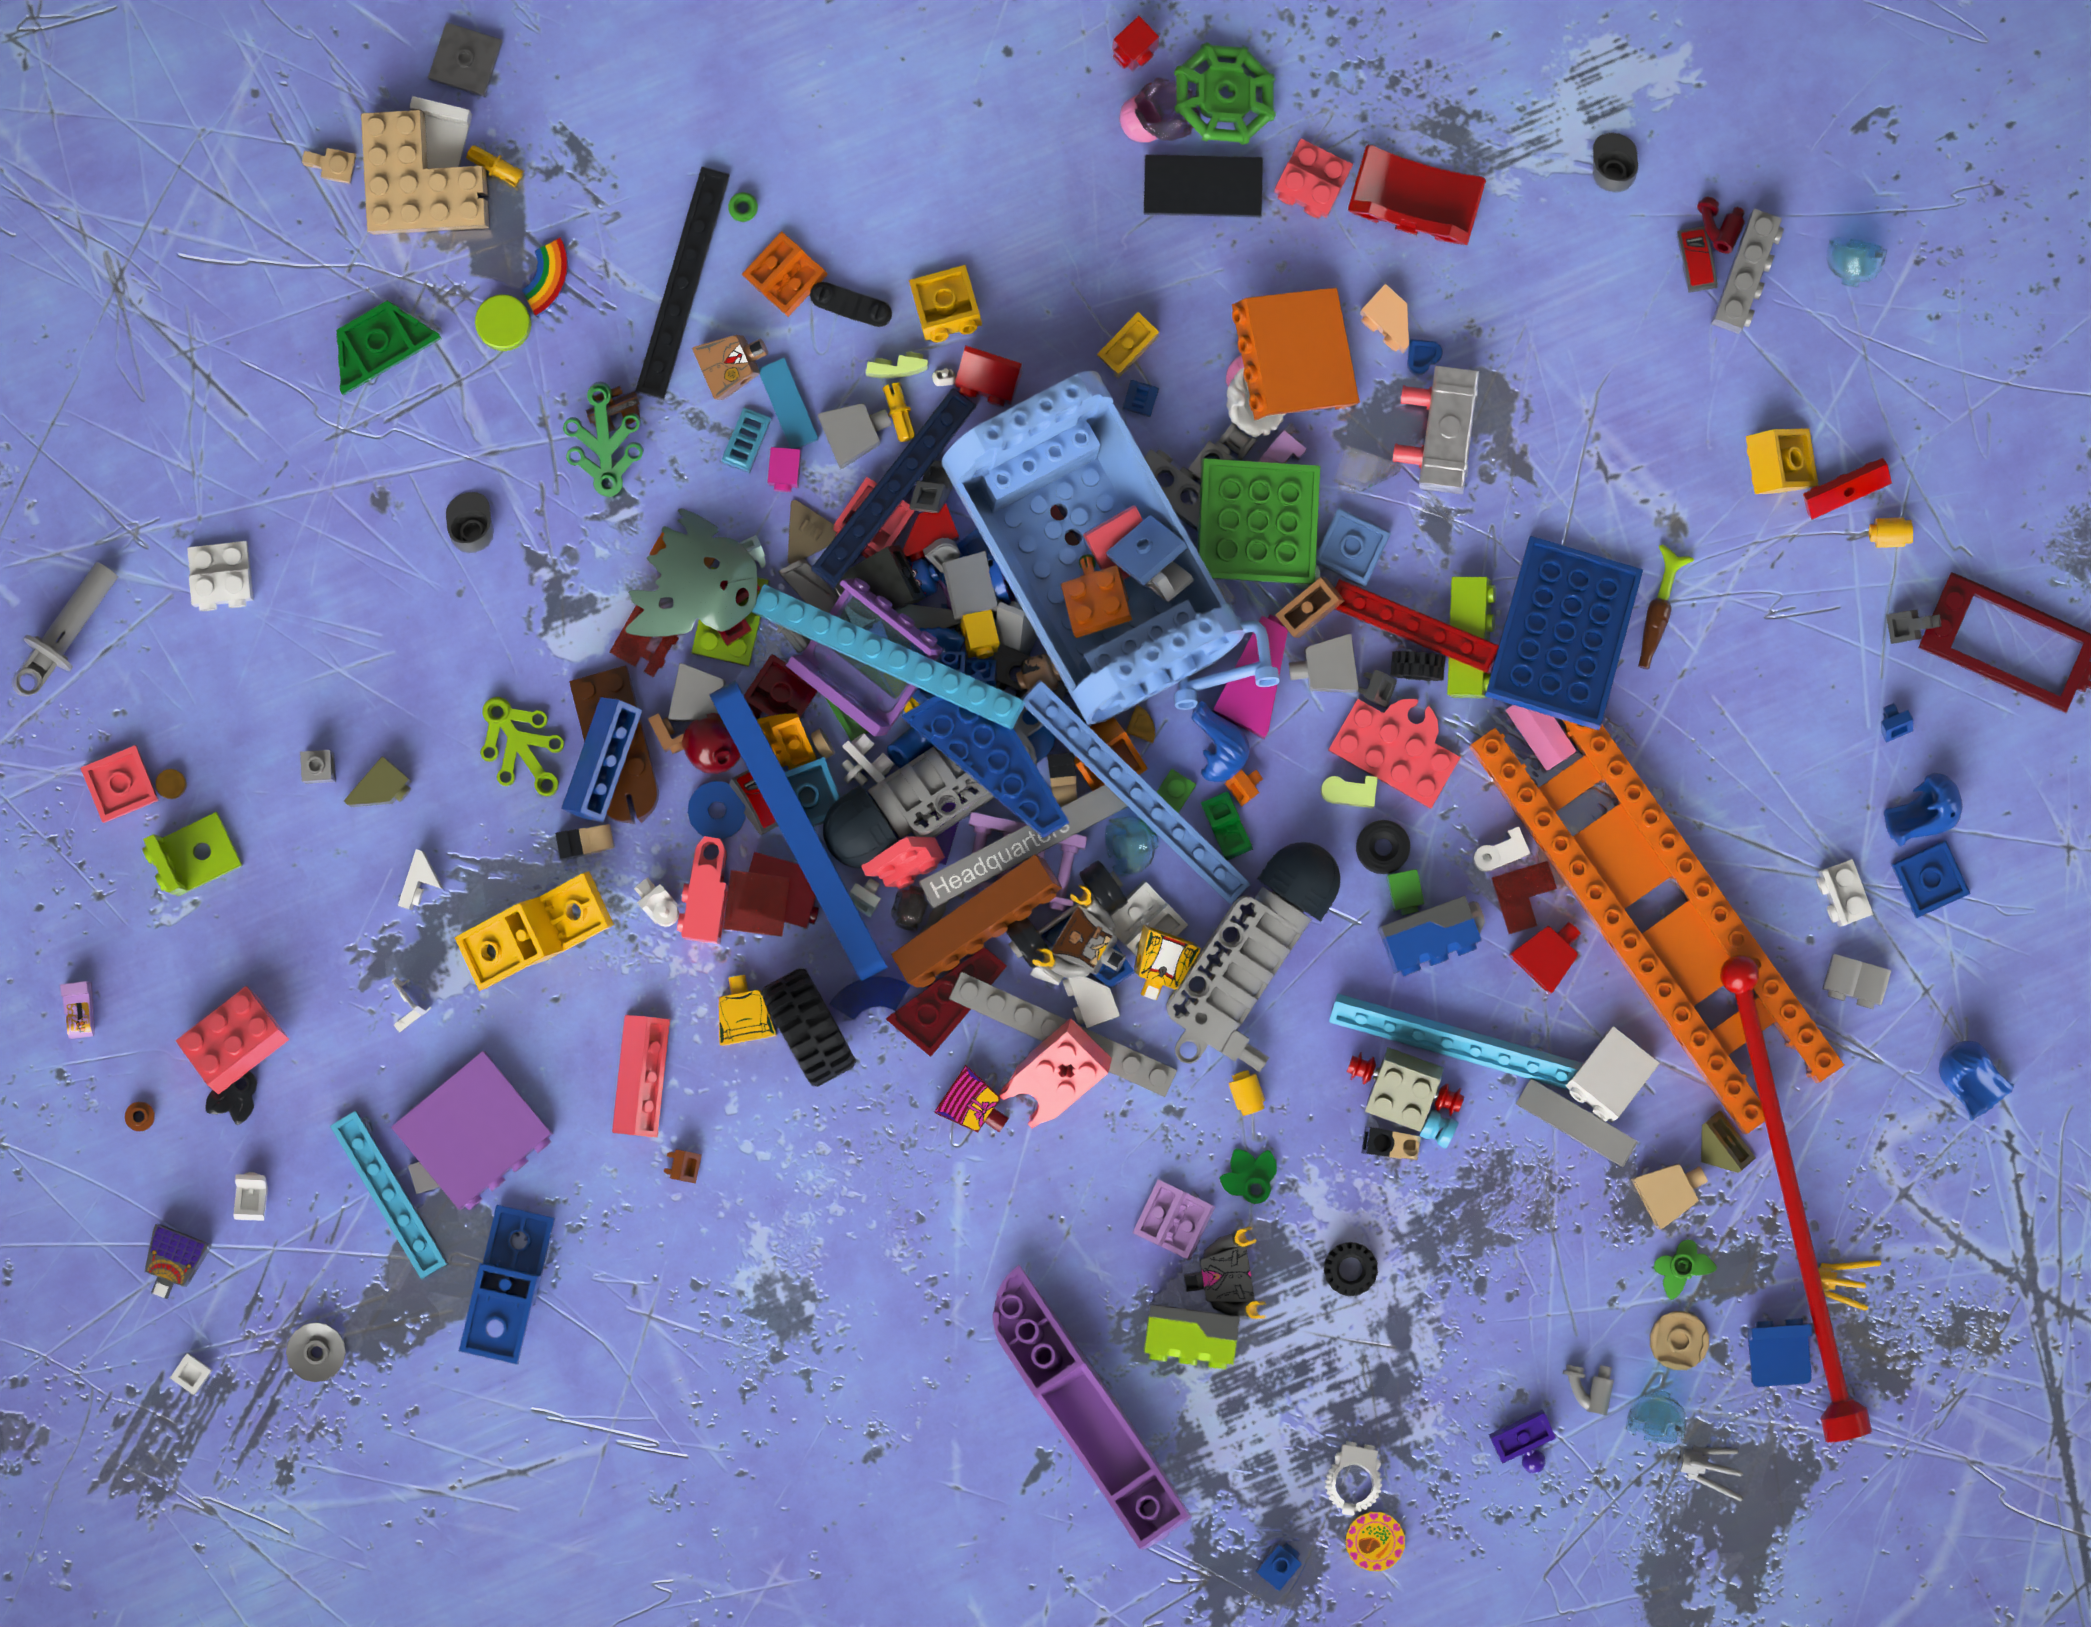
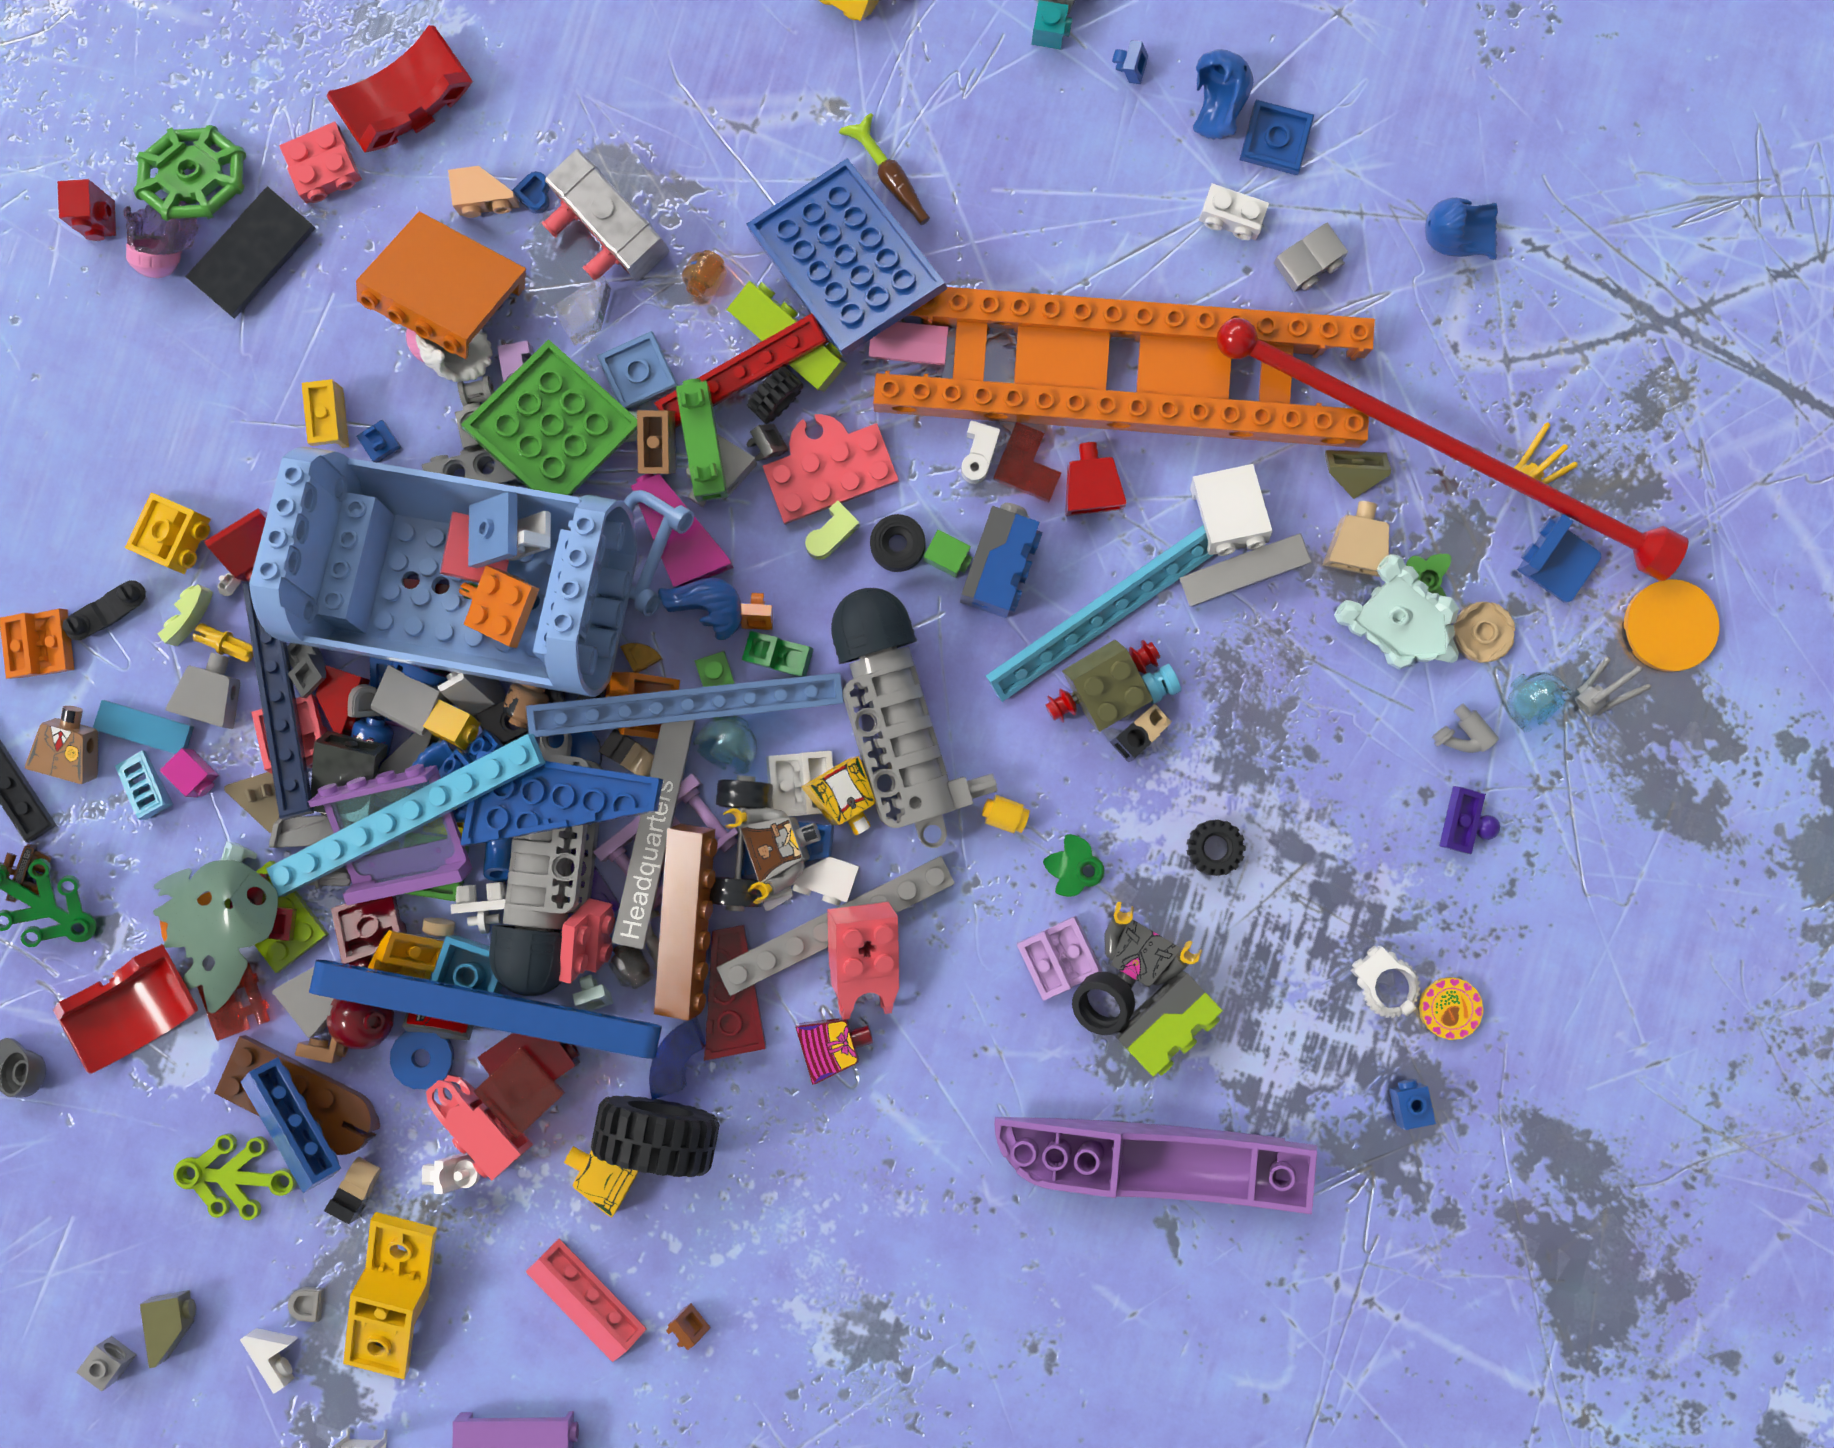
camera: 55 degrees left, 0 degrees up
(473, 875) = (306, 1304): none -> light grey tile
(578, 569) = (128, 1012): none -> red panel
(1148, 1277) = (1093, 1020): none -> black tyre
(1338, 641) = (701, 440): none -> bright green brick
(1466, 536) = (704, 274): none -> clear orange head
(1637, 1270) = (1404, 617): none -> light aqua shield
(1800, 1478) = (1671, 625): none -> light orange tile
(1872, 639) = (1051, 24): none -> teal brick

